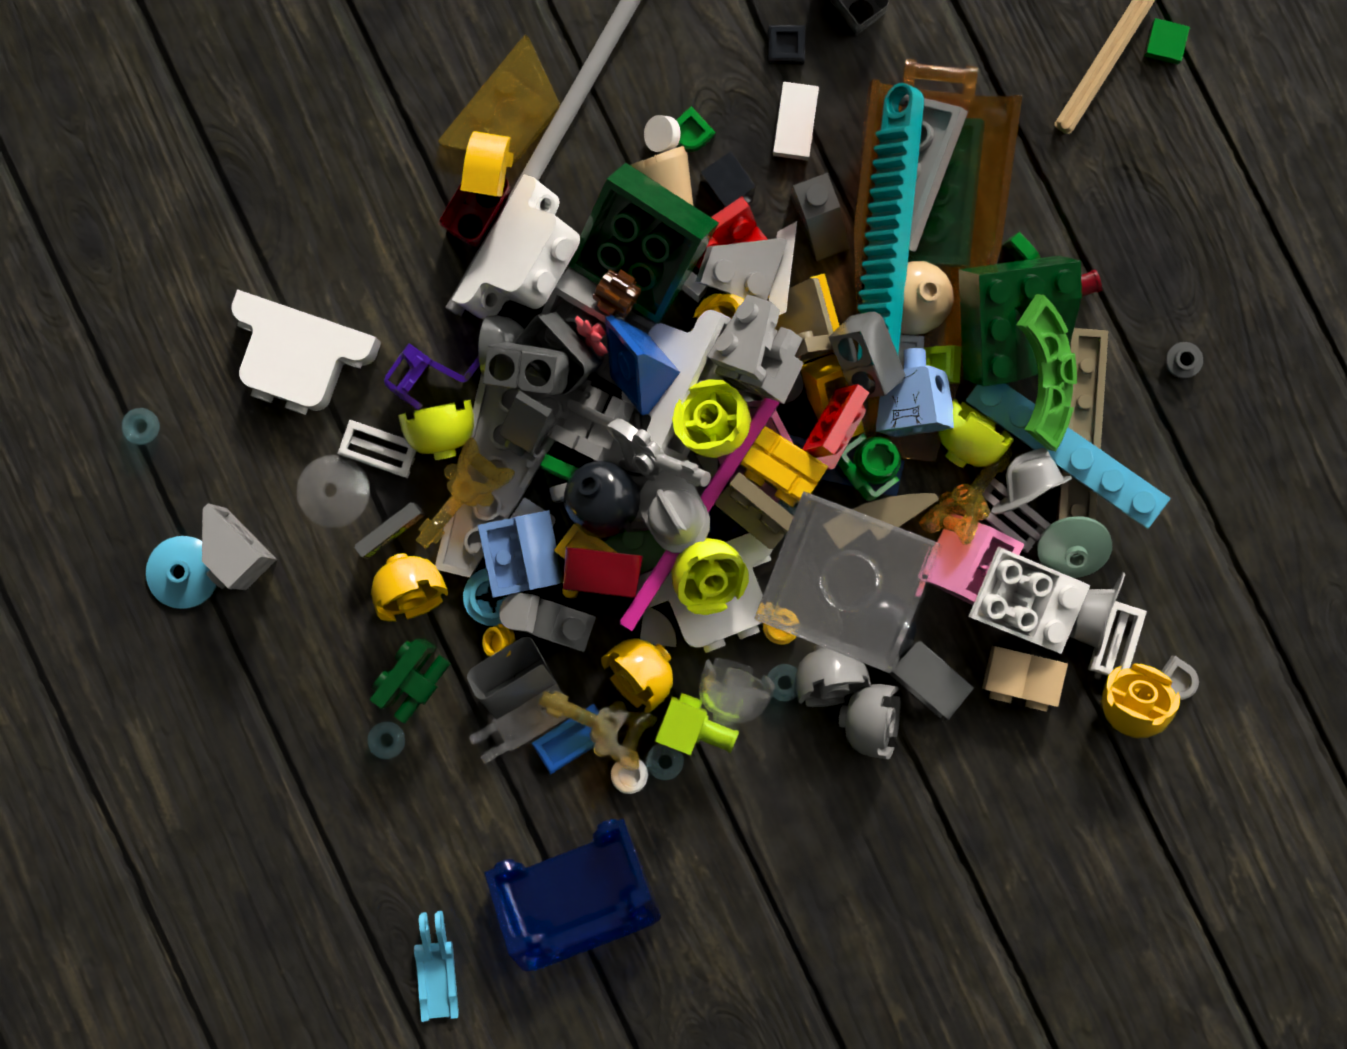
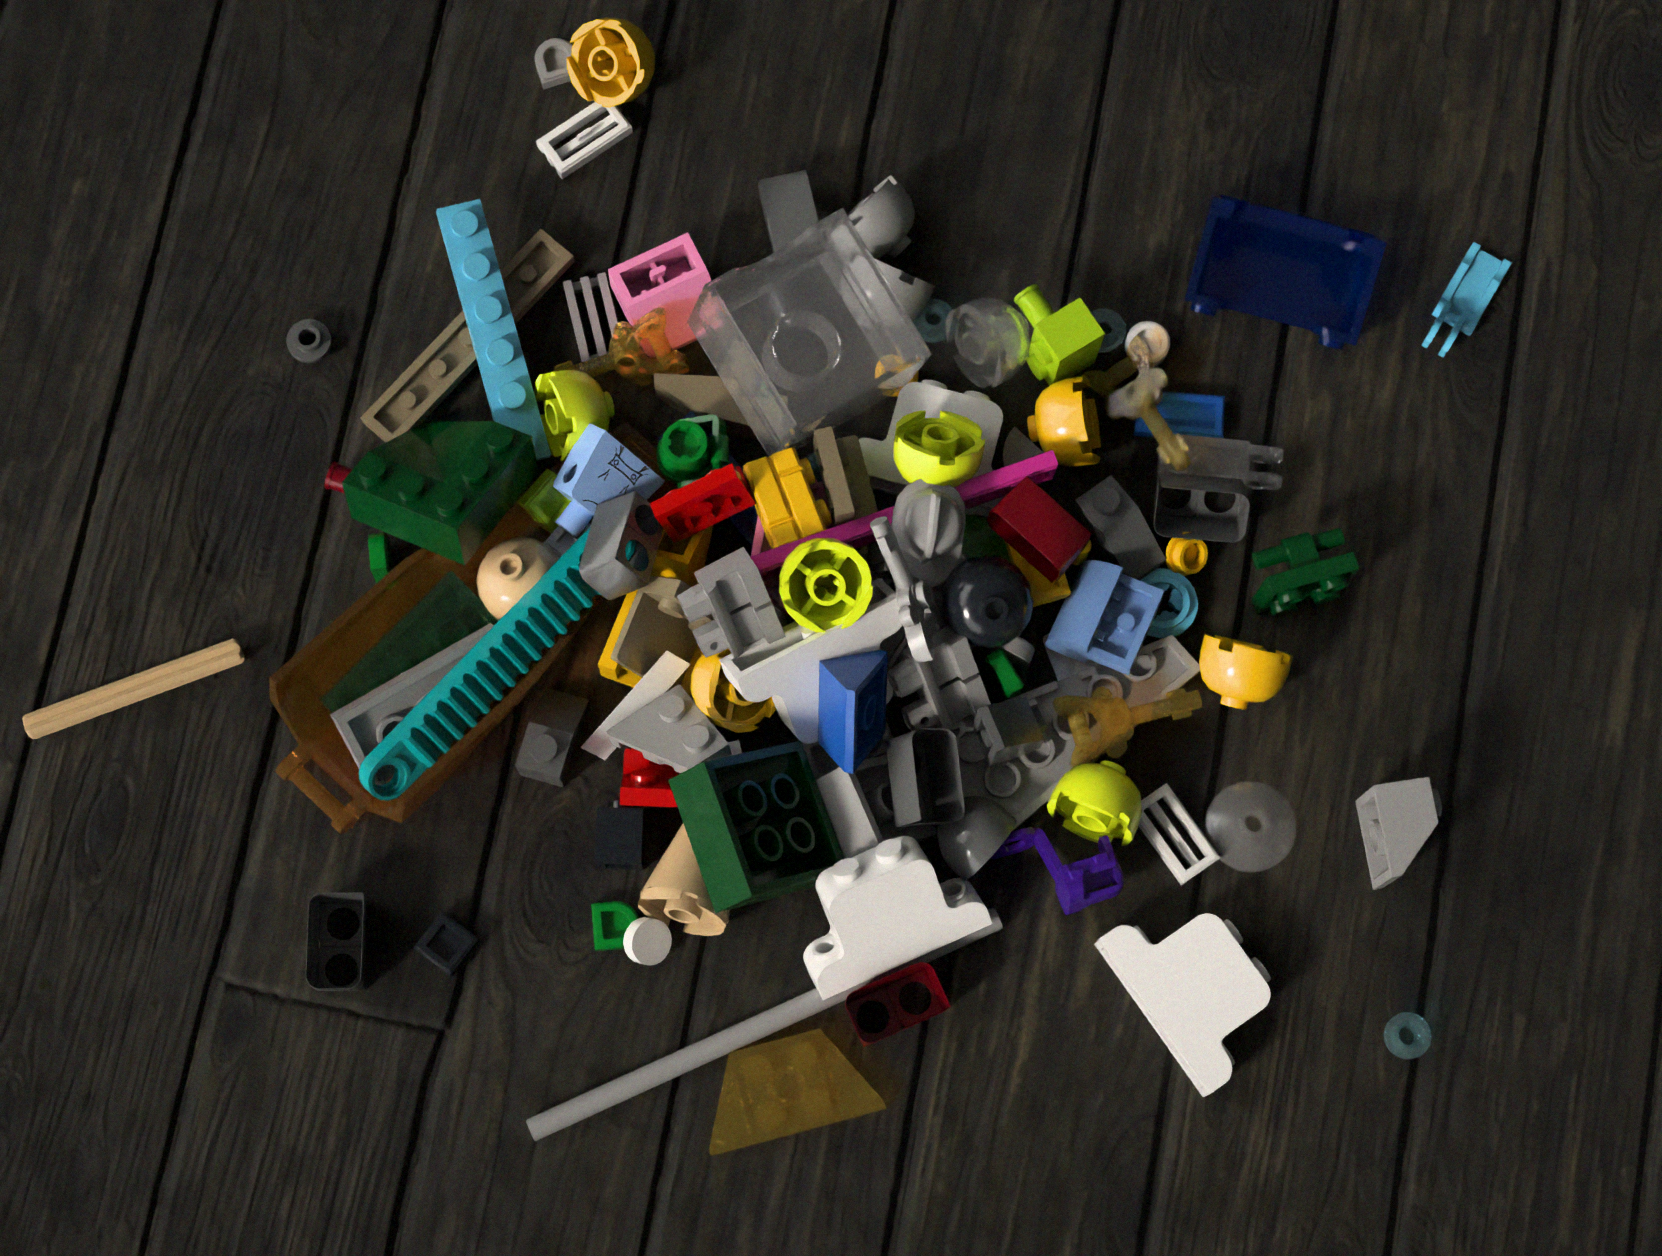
camera: 150 degrees left, 10 degrees down
(190, 589) = (1448, 873): medium azure dish -> none
(378, 748) = (1374, 533): clear light blue plate -> none
(389, 530) = (1220, 739): dark grey tile -> none
(486, 164) = (858, 1023): yellow brick -> none
(519, 612) = (1147, 559): light grey tile -> none
(556, 359) = (952, 780): dark grey piece -> none
(593, 335) = (876, 771): coral plant -> none
(616, 293) = (823, 790): reddish brown gear -> none
(746, 338) = (731, 634): light grey wing -> none
(795, 121) = (499, 856): white tile -> none
(1024, 677) = (700, 162): tan brick -> none
(1028, 478) = (556, 322): light grey piece -> none
(1029, 600) = (642, 214): white slope -> none
(1056, 371) = (449, 398): bright green tile -> none
(1071, 537) = (558, 241): sand green dish -> none
(1093, 615) = (590, 169): light grey piece -> none
(1166, 41) = (65, 660): green tile -> none

